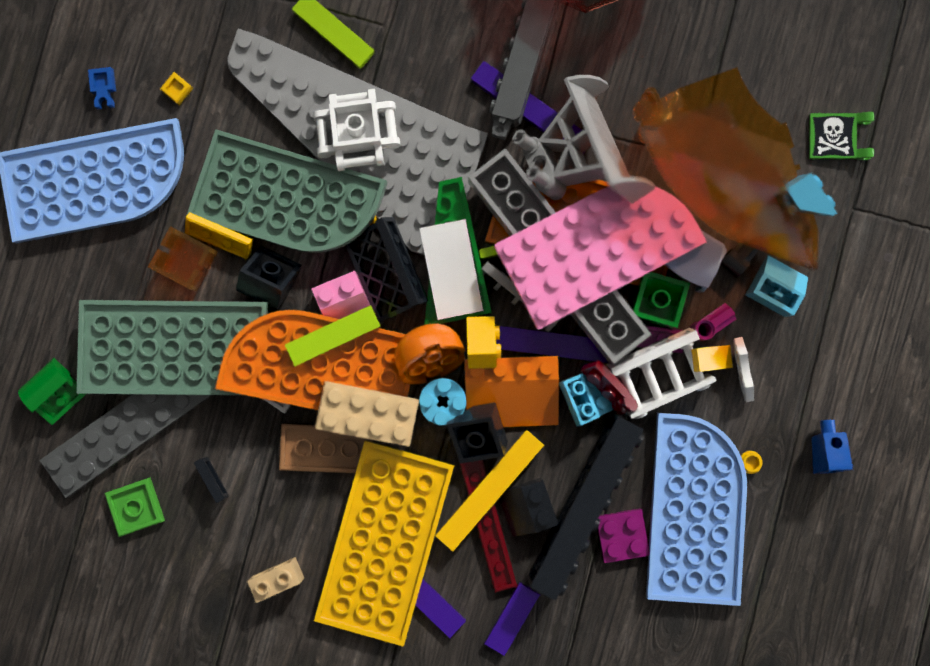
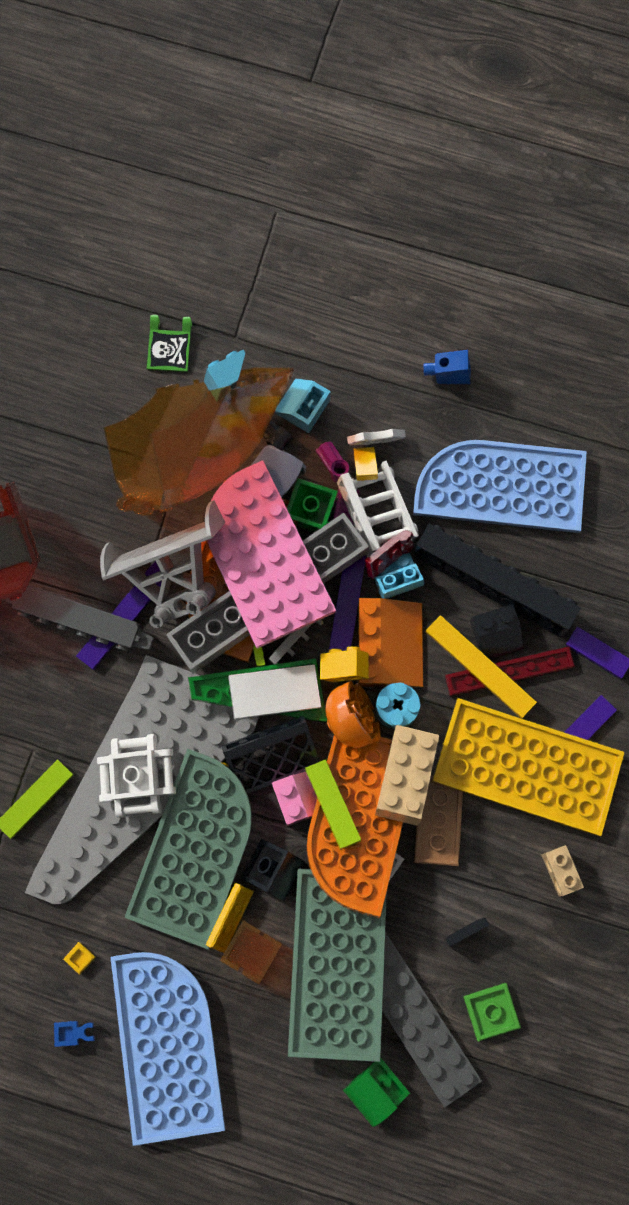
camera: 85 degrees left, 10 degrees down
(478, 434) = (429, 673): black slope -> none
(623, 535) = (524, 549): magenta plate -> none
(752, 461) = (459, 434): yellow plate -> none

